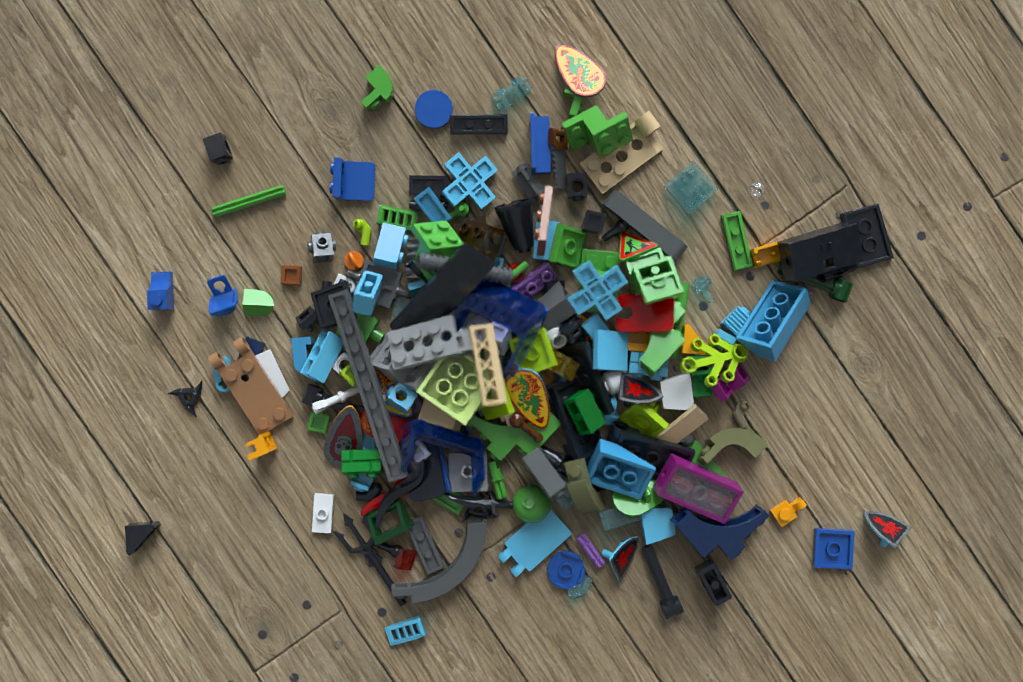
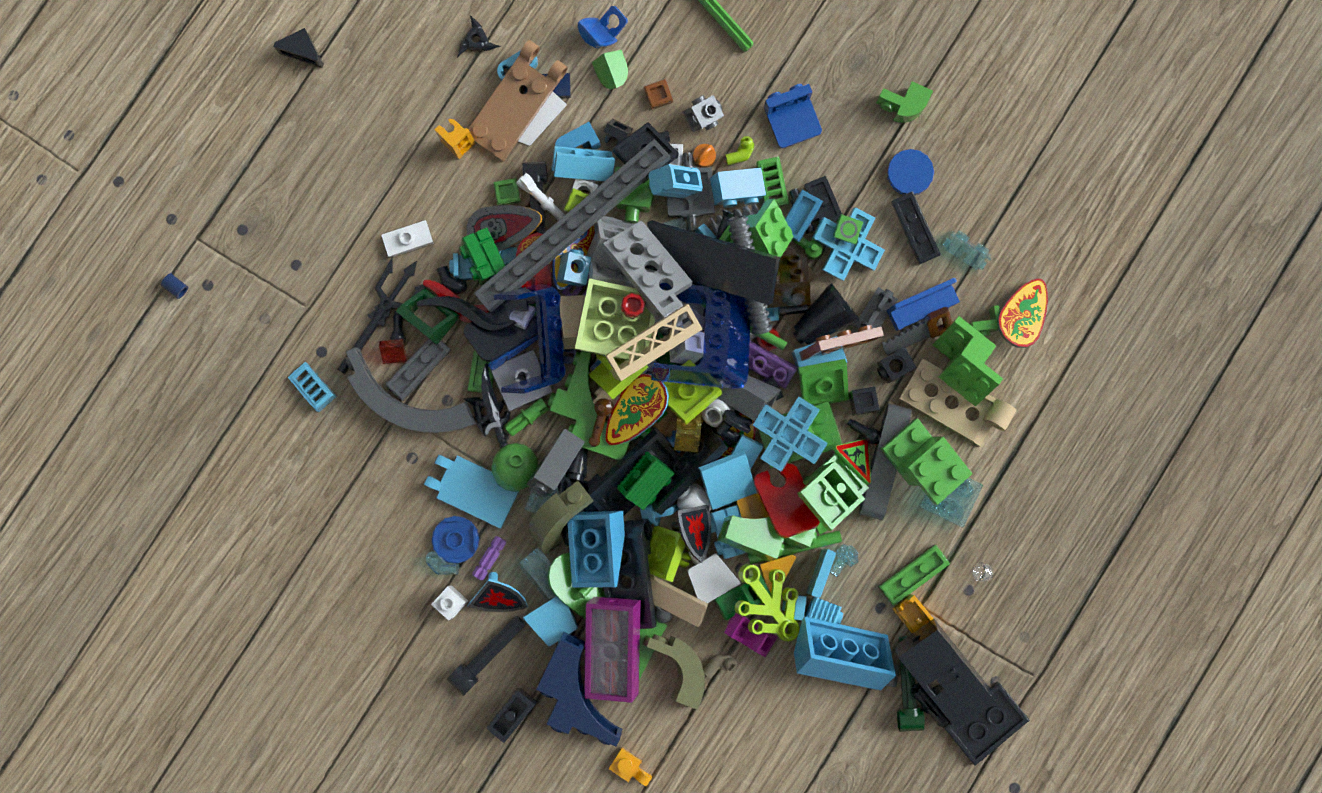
camera: 70 degrees right, 5 degrees down
(451, 368) = (632, 305): none -> red tile
(459, 177) = (847, 229): none -> bright green tile
(611, 593) = (450, 602): none -> white brick
(660, 196) = (926, 461): none -> bright green bracket
(708, 310) = (821, 573): none -> medium azure tile

